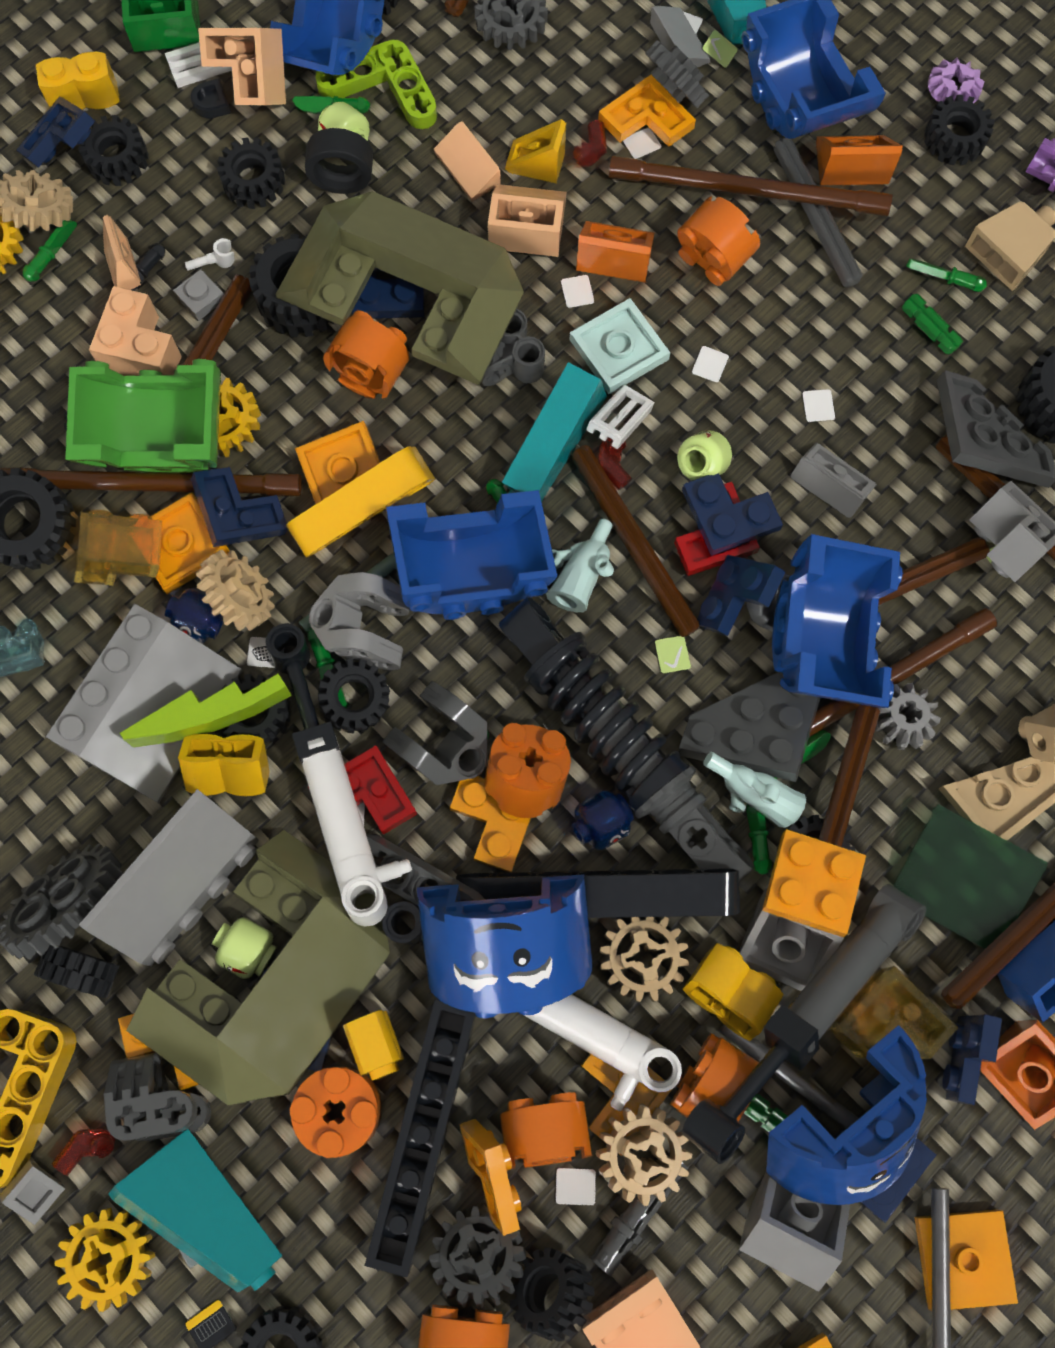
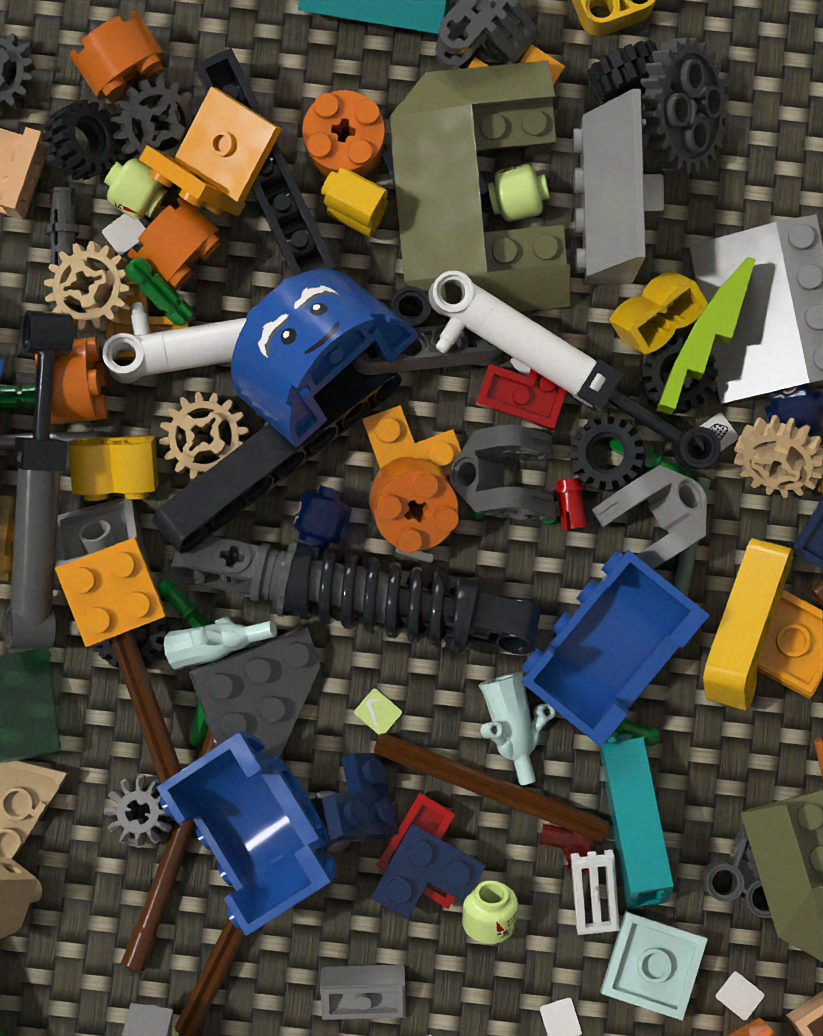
camera: 145 degrees right, 10 degrees up
(410, 684) = (571, 503): none -> red pin
(437, 1178) = (227, 144): none -> light orange plate
(542, 1213) = (134, 190): none -> yellowish green head
(590, 1101) = (158, 291): none -> green axle

